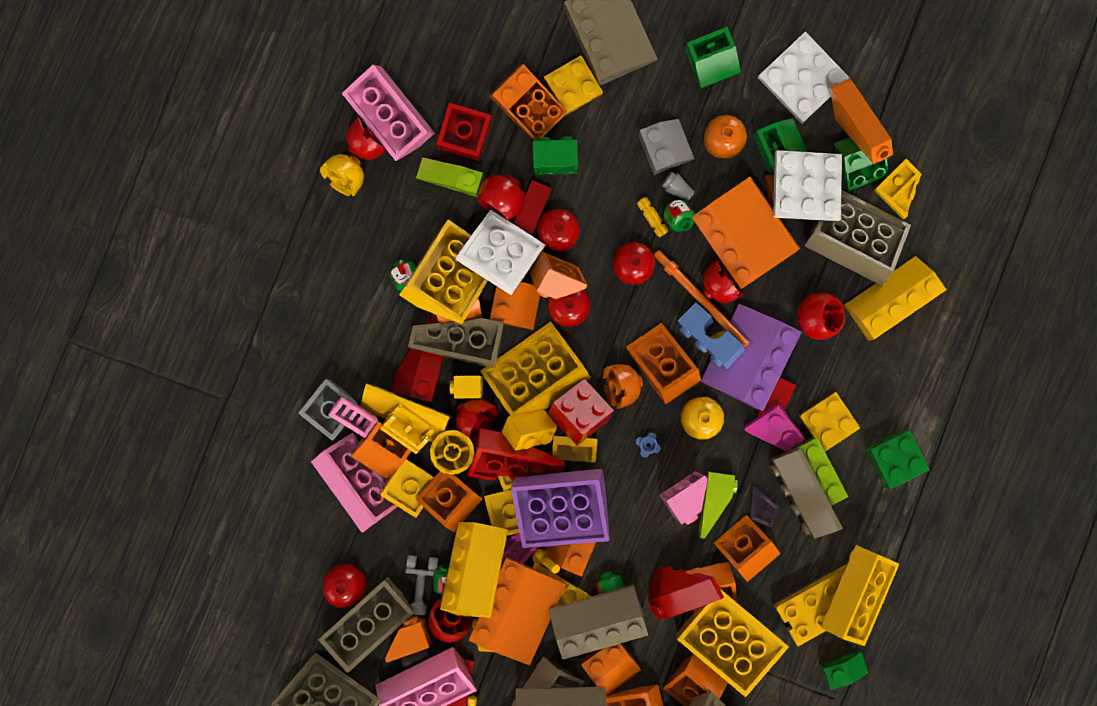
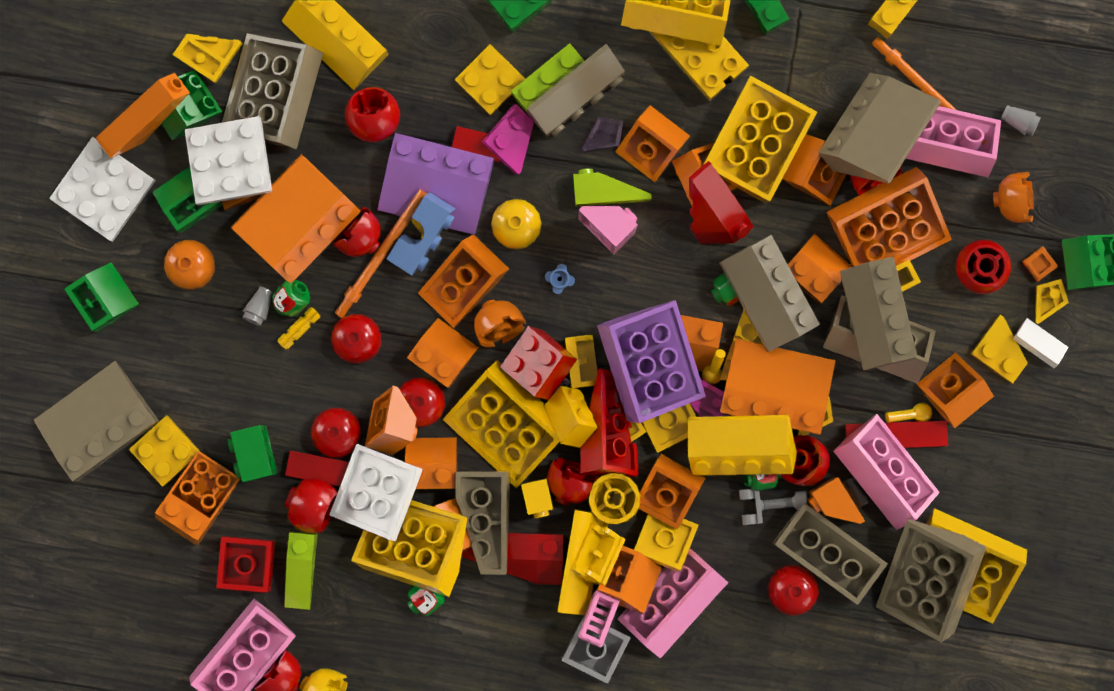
camera: 100 degrees left, 0 degrees up
(606, 333) = (442, 352): none -> orange slope
(665, 145) = (213, 330): light grey slope -> none

